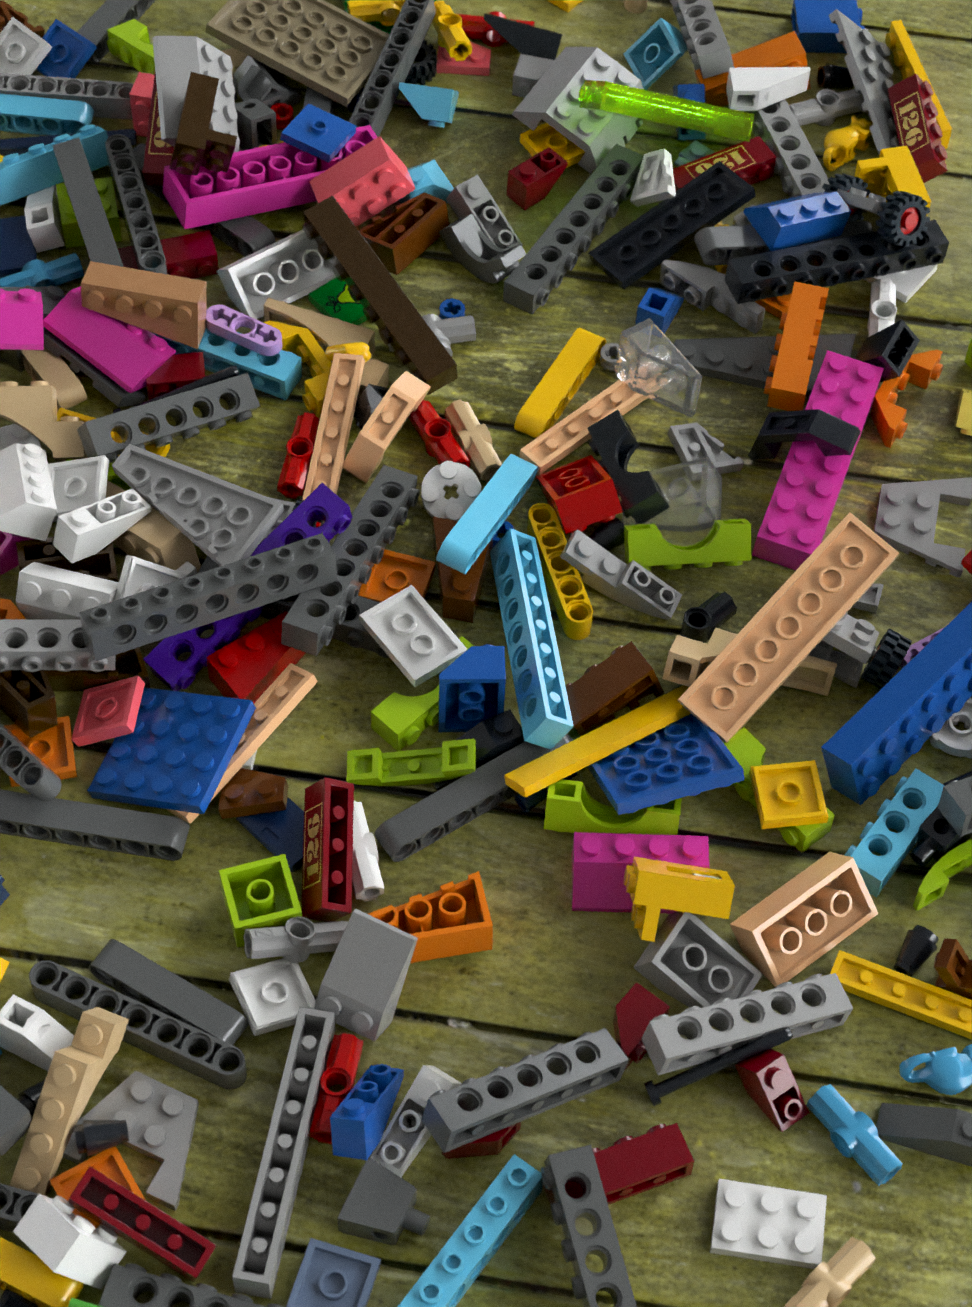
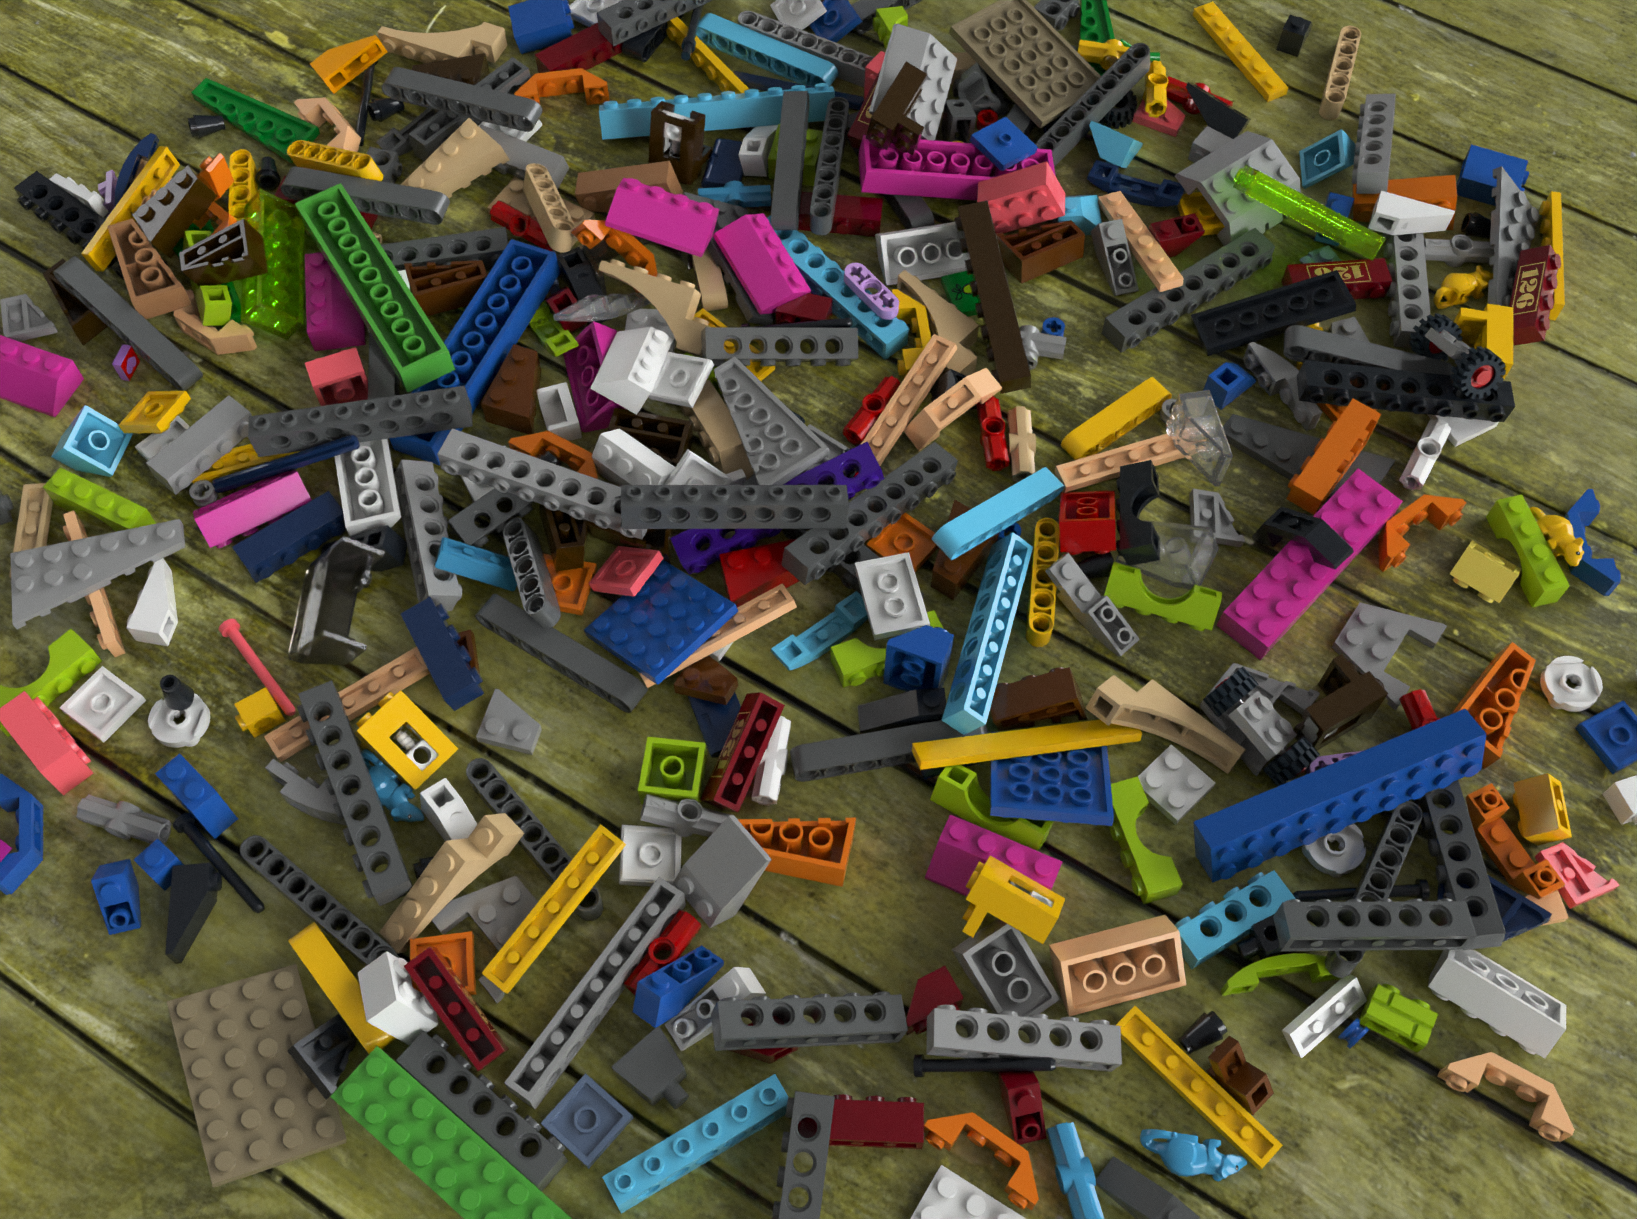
camera: 25 degrees right, 5 degrees up
(50, 921) = (508, 726): none -> light grey wing
(98, 524) = (679, 415): white slope -> none
(100, 1135) = (460, 919): black cone -> none
(148, 300) = (801, 243): medium nougat wedge -> none
(166, 992) = (560, 812): dark grey beam -> none
(200, 1083) = (553, 909): none -> yellow plate
(355, 348) = (949, 334): yellow arm -> none
(355, 702) = (819, 638): none -> medium azure slope
(412, 766) = (845, 705): lime slope -> none
(449, 475) = (980, 467): white plate -> none
(472, 142) = (1135, 190): none -> dark blue slope
(477, 252) = (1096, 285): dark grey arch -> none
(506, 193) = (1142, 242): none -> light nougat plate
(654, 179) = (1274, 268): white wing -> none
(702, 620) = (1151, 667): black piece -> none
(784, 726) = (1174, 784): none -> white plate
(788, 627) = (1211, 704): light nougat plate -> none
(788, 794) = (1149, 851): yellow tile -> none
(799, 219) = (1385, 343): blue slope -> none
(808, 1164) = (946, 1130): none -> orange slope
(889, 349) = (1407, 487): black torso -> none
(914, 585) = (1347, 703): none -> dark brown brick

